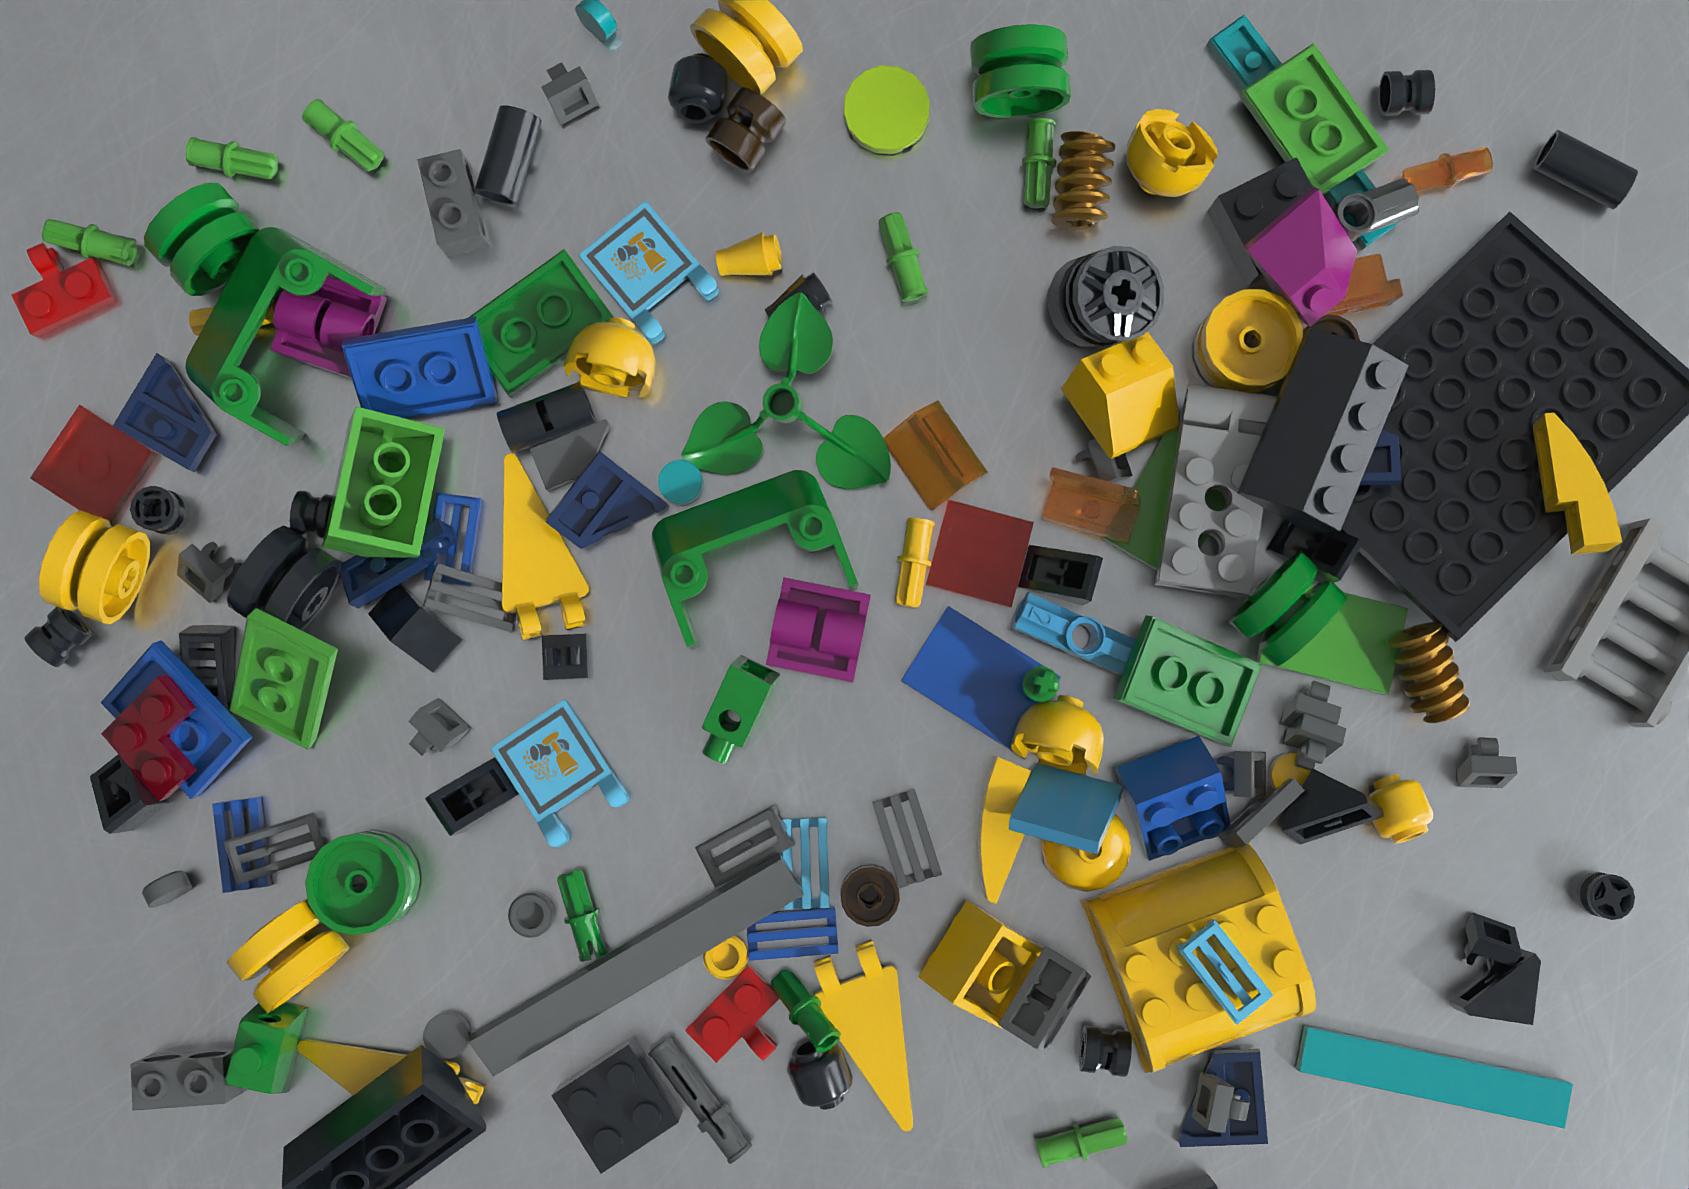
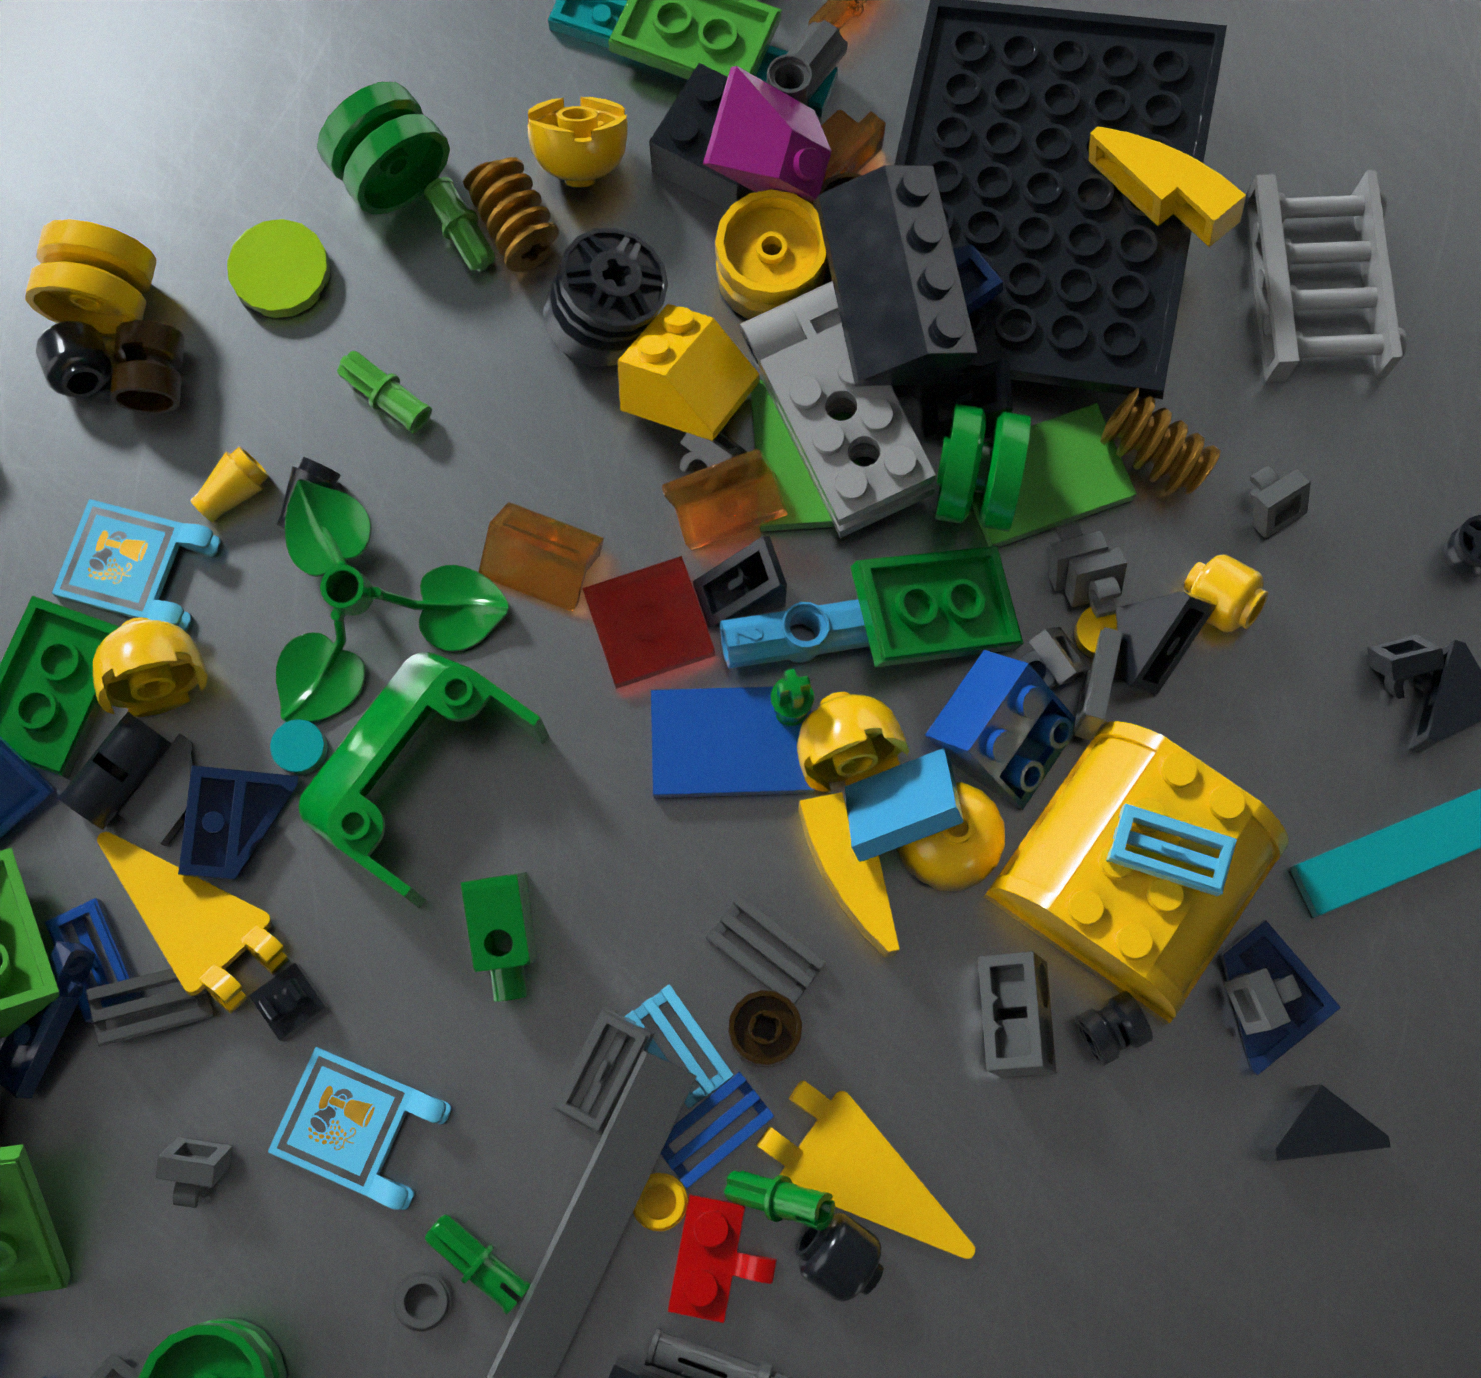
camera: 30 degrees left, 10 degrees down
(415, 628) = (108, 1078): black slope -> none
(472, 797) = (277, 1216): black slope -> none
(818, 629) = (534, 800): magenta plate -> none
(913, 562) = (588, 670): yellow axle -> none
(980, 963) = (926, 1024): yellow slope -> none
(1081, 1141) = (1156, 1140): bright green axle -> none

